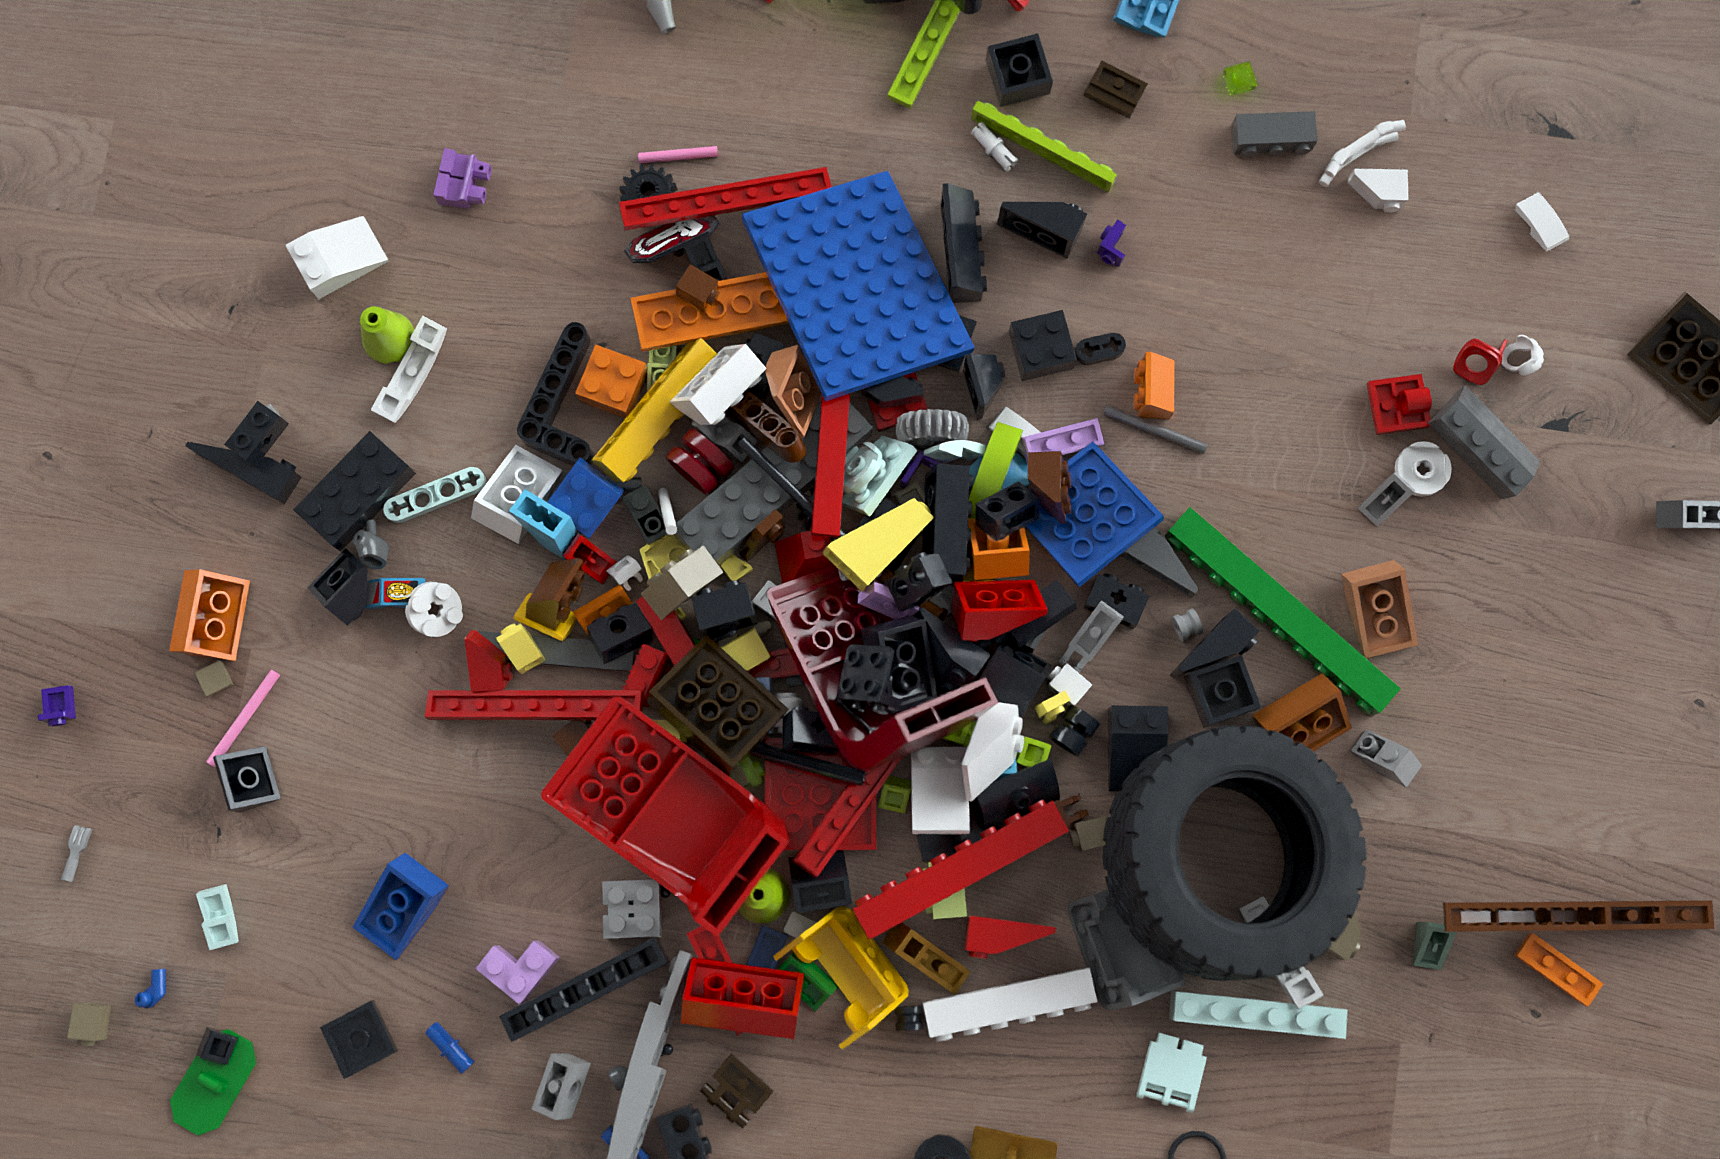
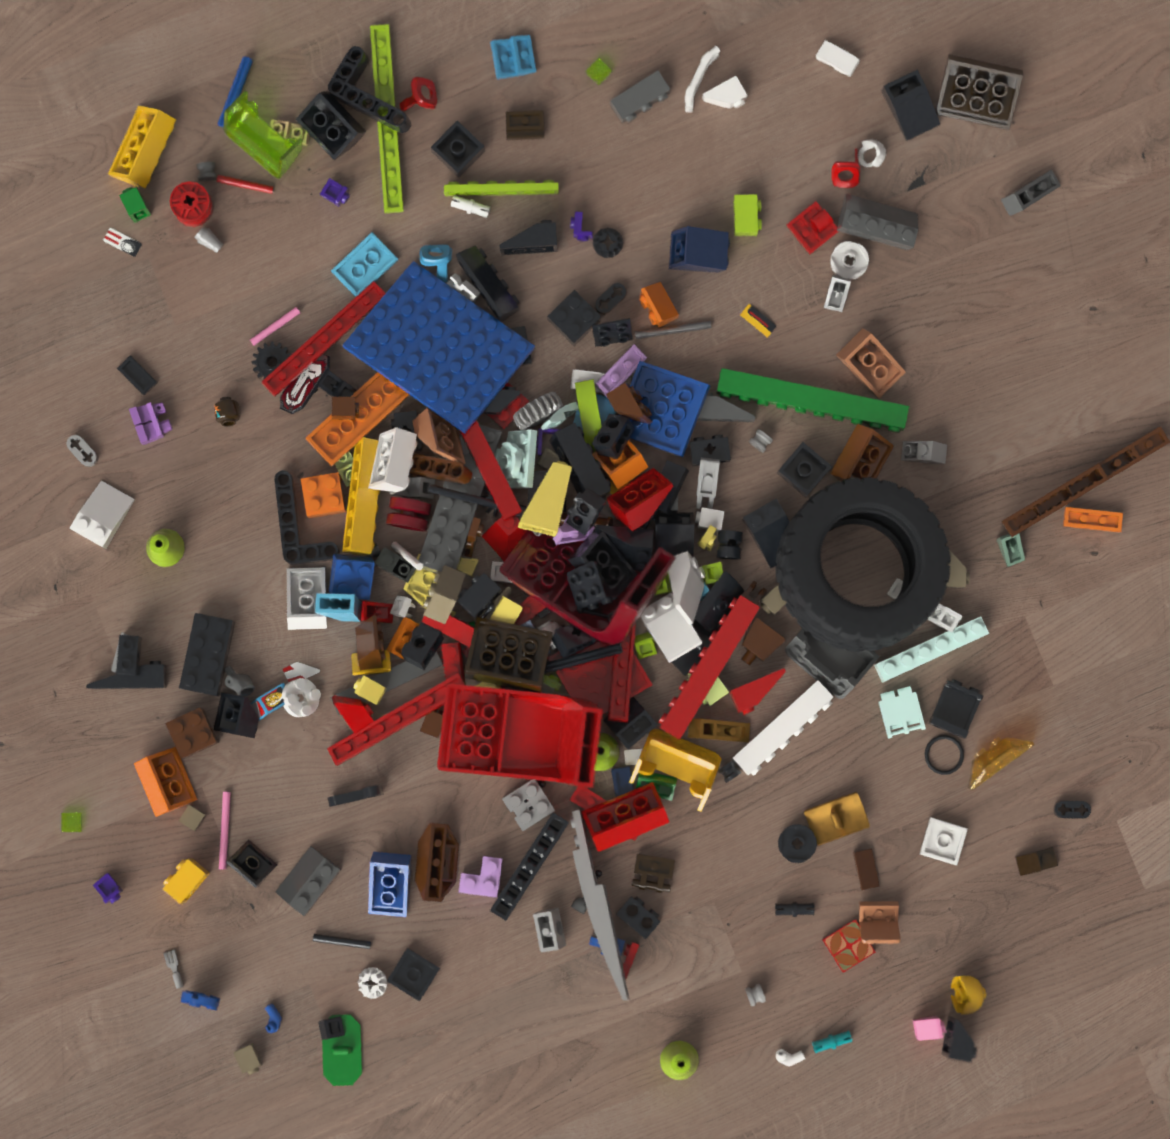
camera: 30 degrees left, 5 degrees up
(68, 598) = (71, 822): none -> clear neon green tile
(76, 909) = (198, 999): none -> blue plate
(152, 750) = (186, 880): none -> yellow brick
(218, 917) = (284, 955): light aqua slope -> none
(277, 574) = (192, 733): none -> reddish brown brick
(298, 942) = (341, 941): none -> black bar
(302, 842) = (307, 881): none -> dark grey slope
(311, 1015) = (377, 977): none -> white gear
(368, 168) = (85, 447): none -> light grey beam
(412, 370) = (193, 560): white slope -> none
(426, 770) = (364, 793): none -> black beam
(433, 489) = (253, 626): light aqua beam -> none
(449, 1047) = (469, 948): blue axle -> none
(455, 577) = (299, 670): none -> white sticker
(473, 914) = (436, 862): none -> reddish brown wedge
(481, 119) = (137, 375): none -> black tile
(559, 219) = (227, 411): none -> dark brown head
(828, 143) = (364, 264): none -> medium azure tile
(843, 41) = (335, 192): none -> dark purple bracket
(929, 234) = (463, 288): none -> white plate
(930, 183) = (439, 261): none -> dark azure piece
(983, 380) = (550, 361): black slope -> none
(1043, 876) = (760, 642): none -> reddish brown torso
(1079, 387) = (612, 332): none -> black hinge
(1139, 292) = (601, 248): none -> black gear
(1230, 636) = (788, 438): black slope -> none
(1243, 350) = (699, 250): none -> dark blue slope
(1246, 1110) = (956, 708): none -> black panel
(1267, 478) = (758, 320): none -> sticker
(1325, 342) = (746, 215): none -> lime brick
(1605, 324) = (911, 105): none -> black slope

